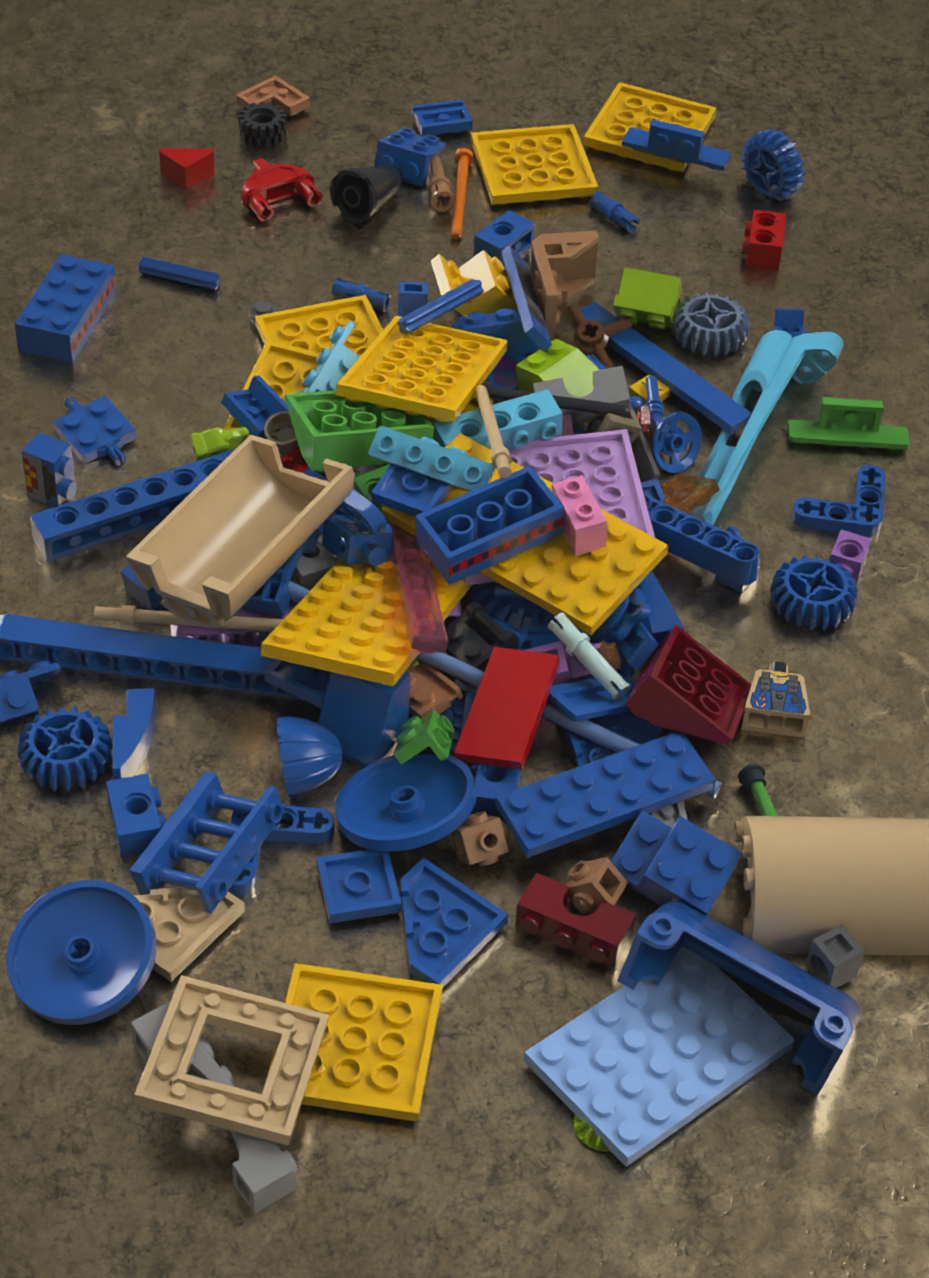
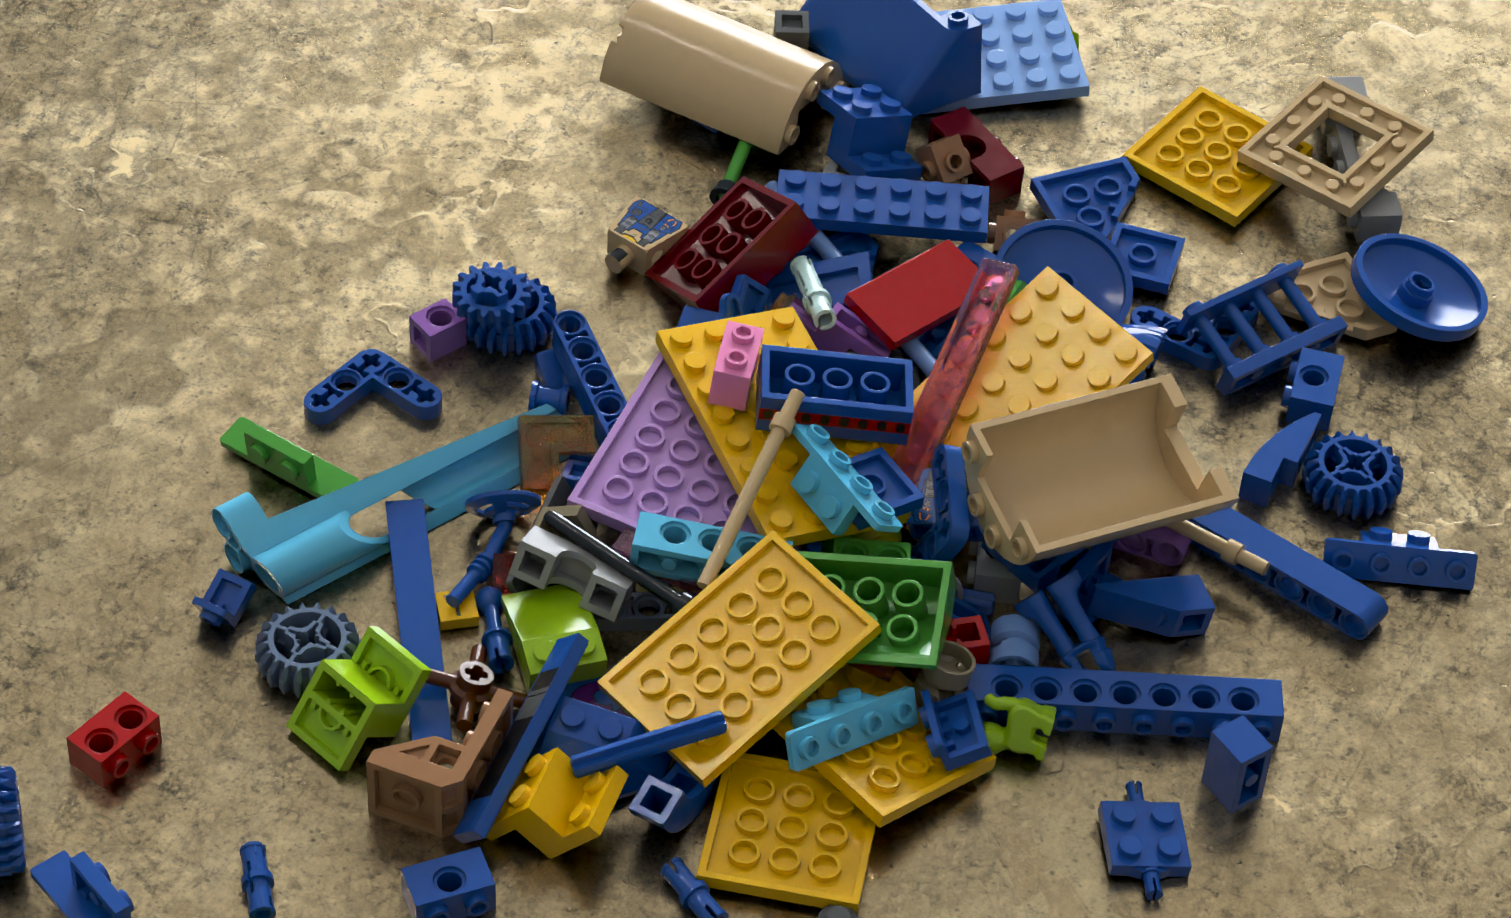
camera: 150 degrees left, 0 degrees up
(824, 559) = (491, 295): none -> blue gear

